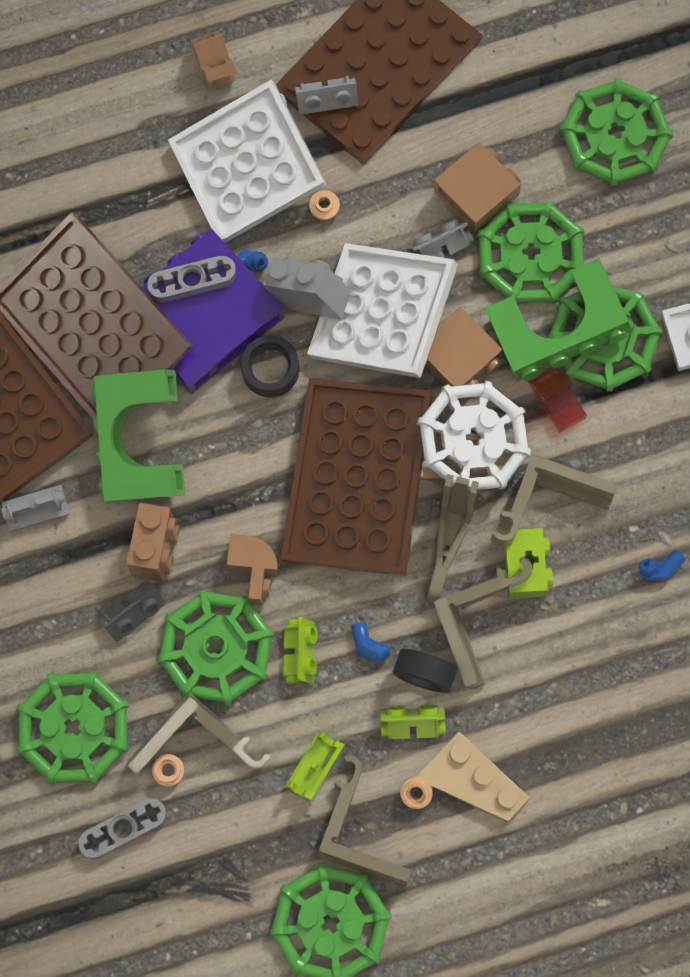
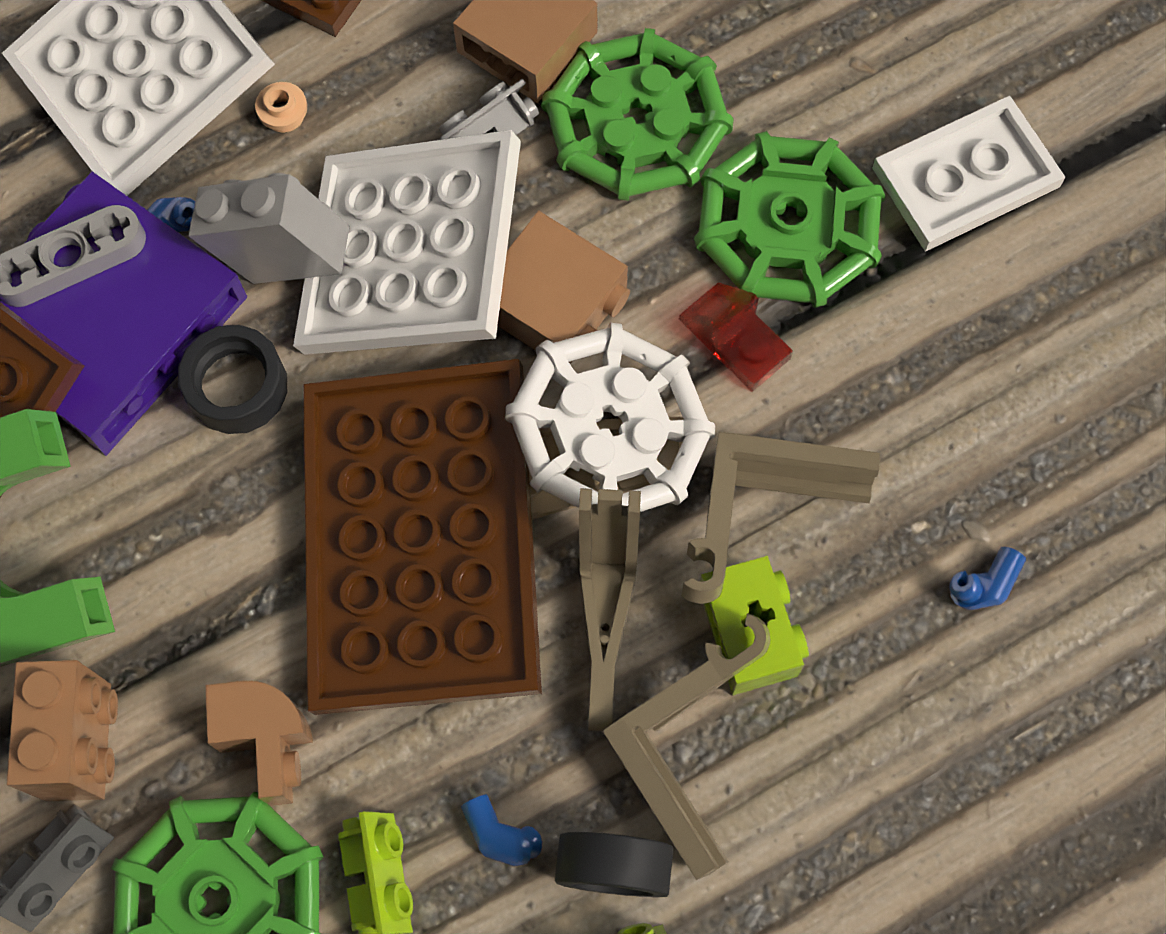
camera: 15 degrees left, 5 degrees down
(531, 353) = (679, 264): bright green arch -> none

